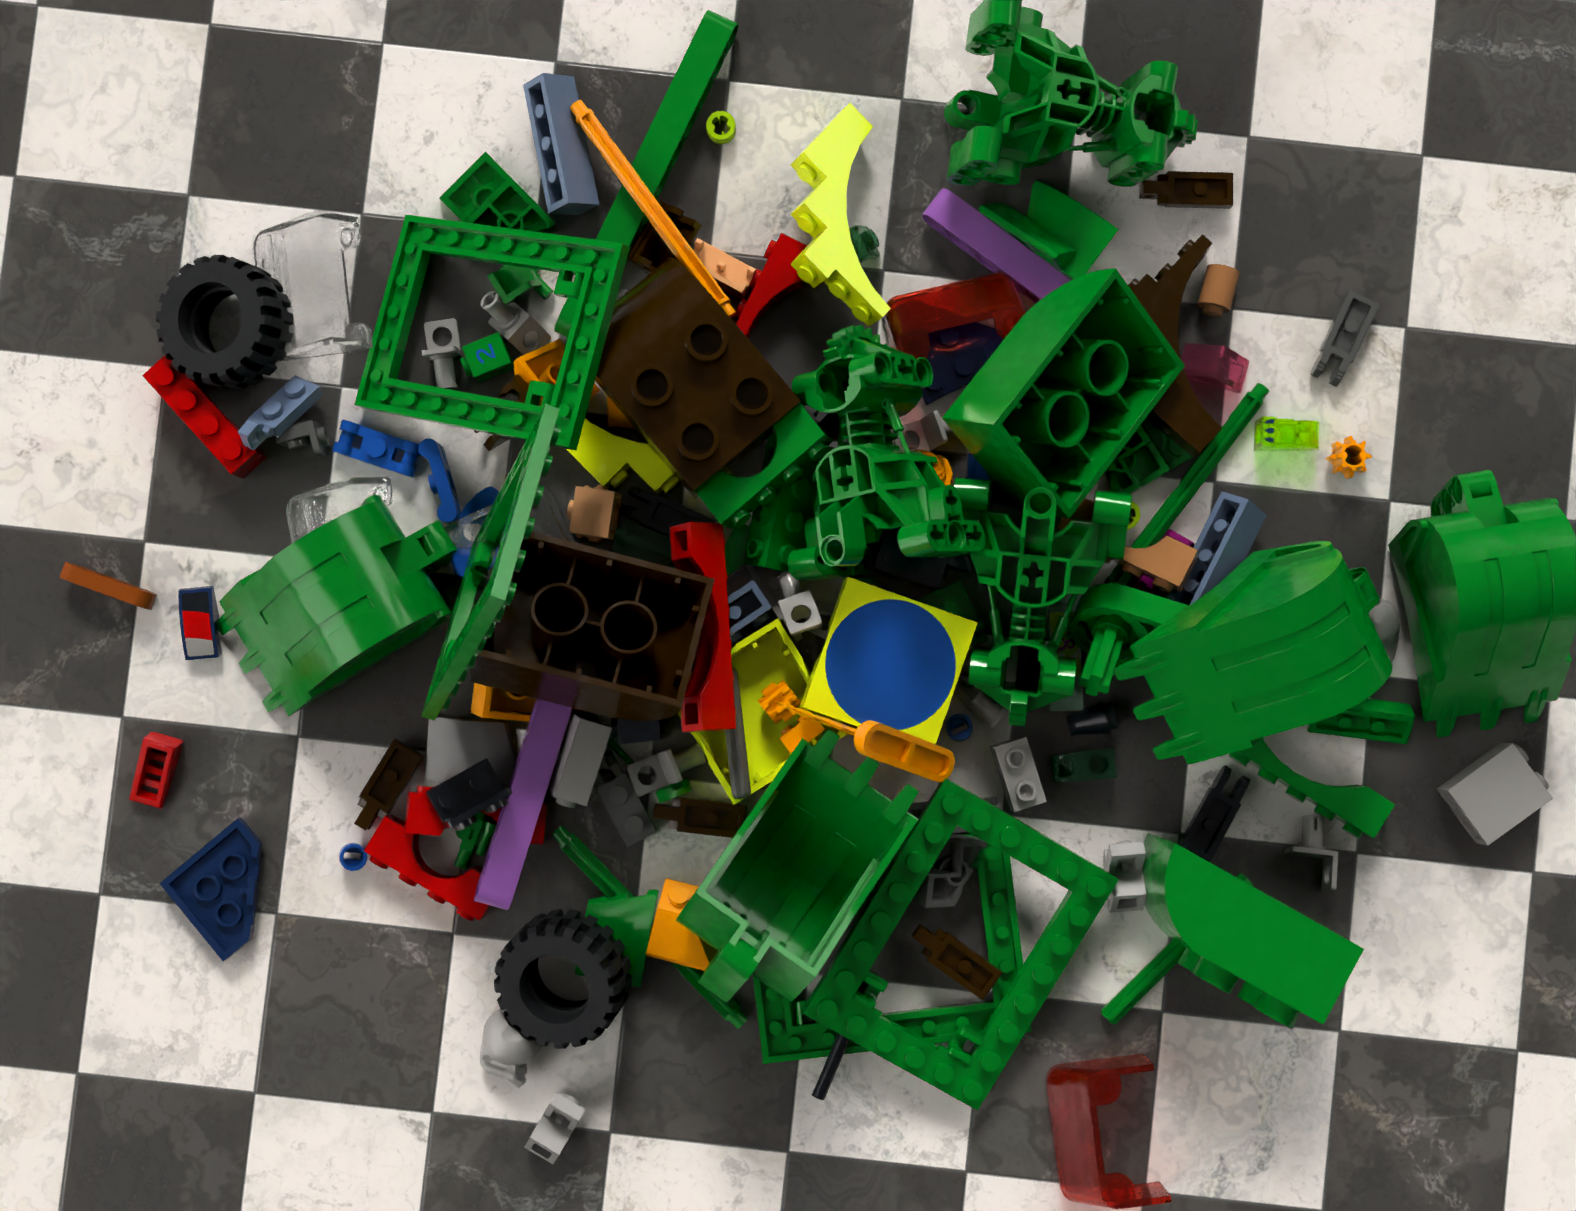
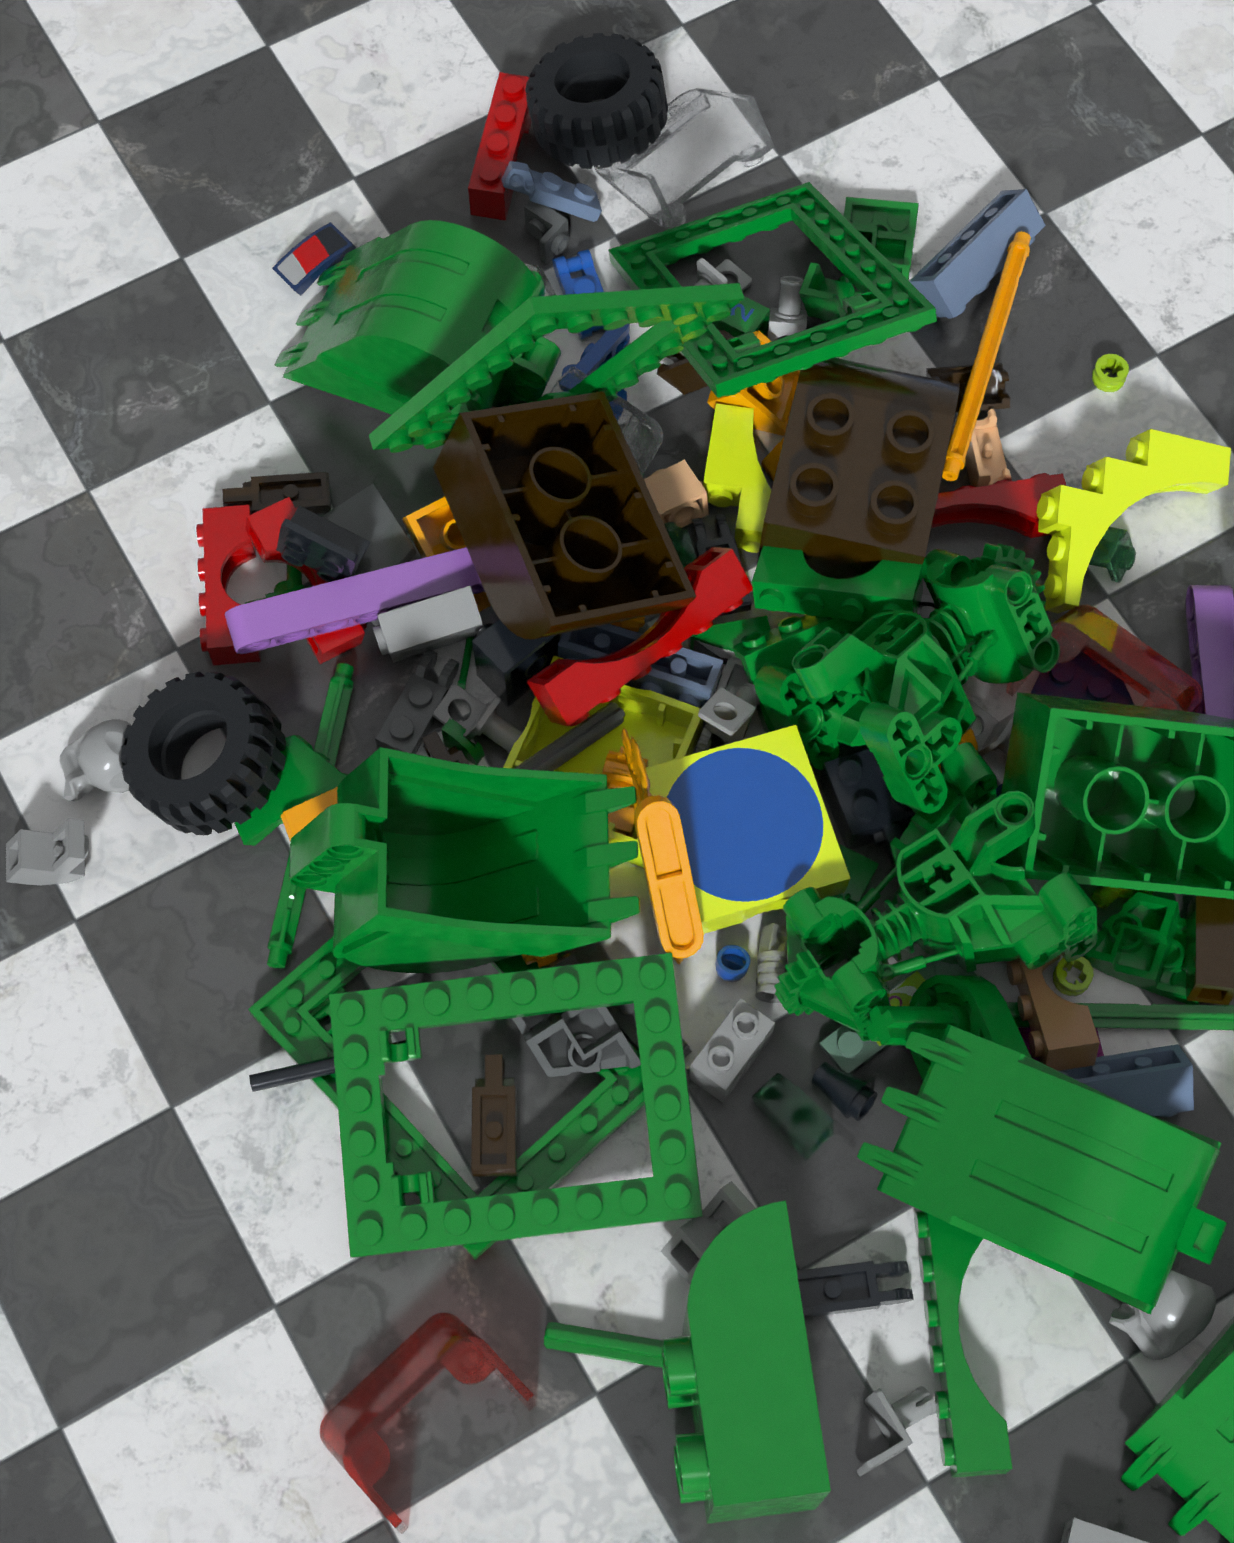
camera: 55 degrees right, 20 degrees down
(108, 585) = (293, 170): dark orange beam -> none
(164, 743) = (159, 293): red slope -> none
(221, 888) = (79, 424): dark blue plate -> none
(352, 864) = (196, 505): blue hinge -> none
(666, 135) = (1050, 333): green beam -> none
(1371, 721) = (1071, 1375): green slope -> none

